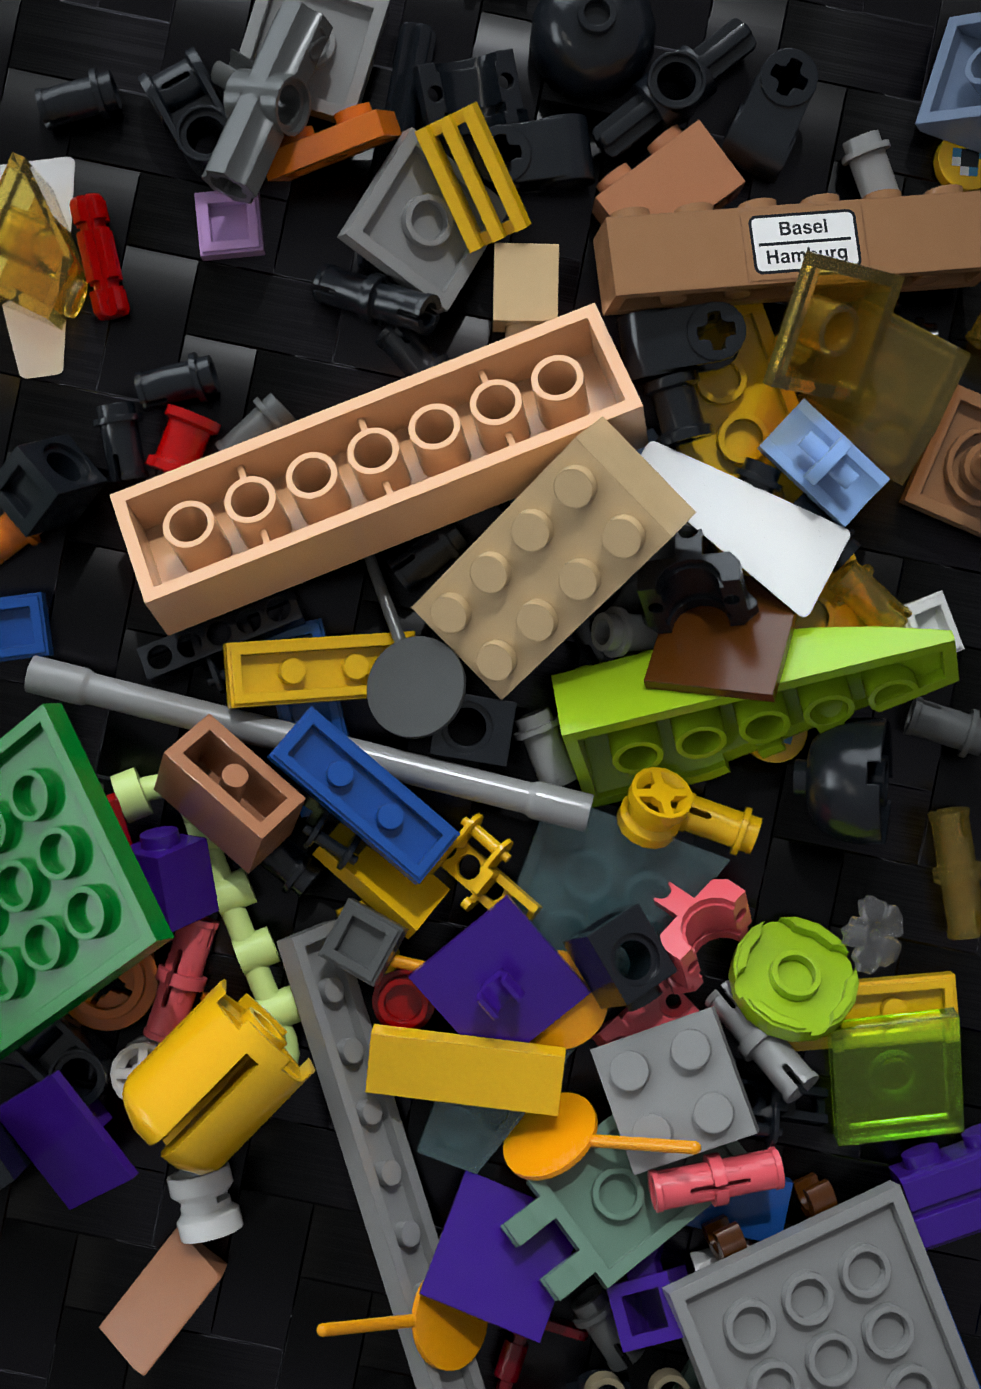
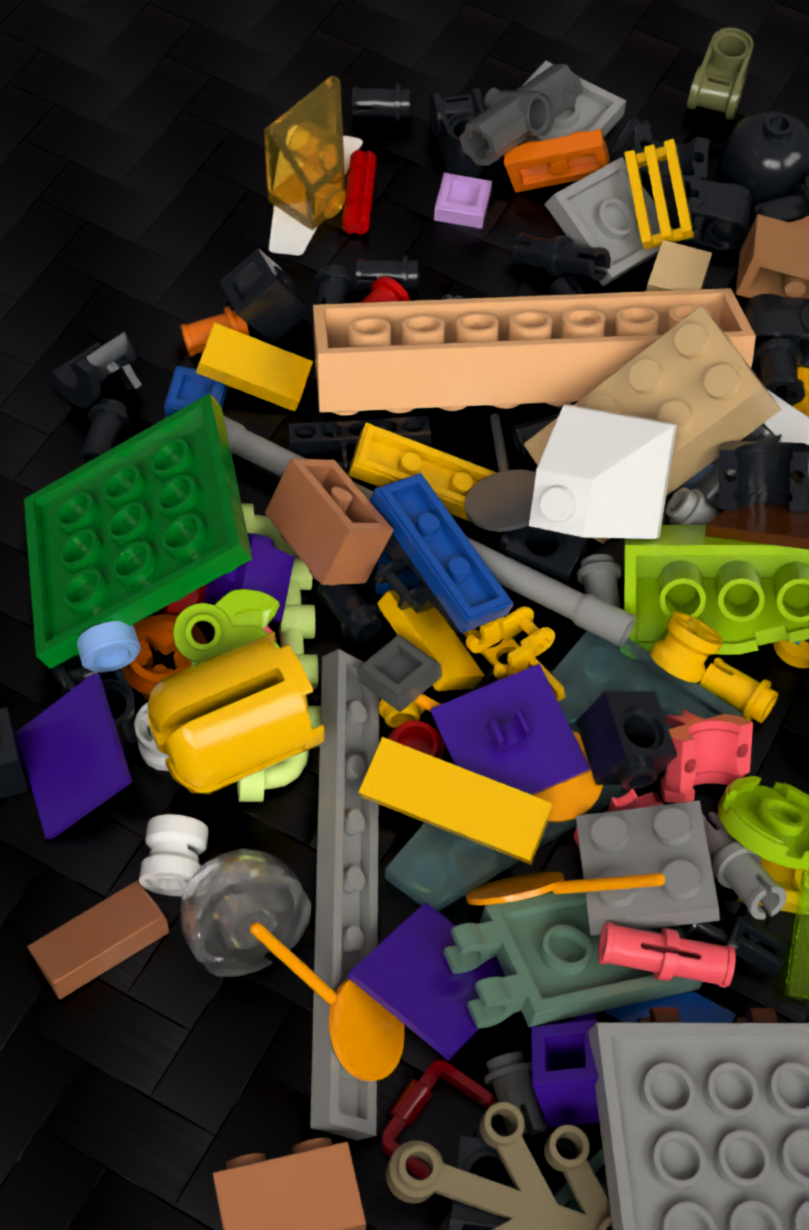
camera: 15 degrees right, 30 degrees down
(54, 1034) = (108, 646): none -> light blue tile
(67, 578) = (254, 367): none -> yellow tile
(181, 974) = (235, 619): none -> lime plate
(288, 1243) = (231, 896): none -> clear cylinder
(515, 676) = (603, 475): none -> white slope

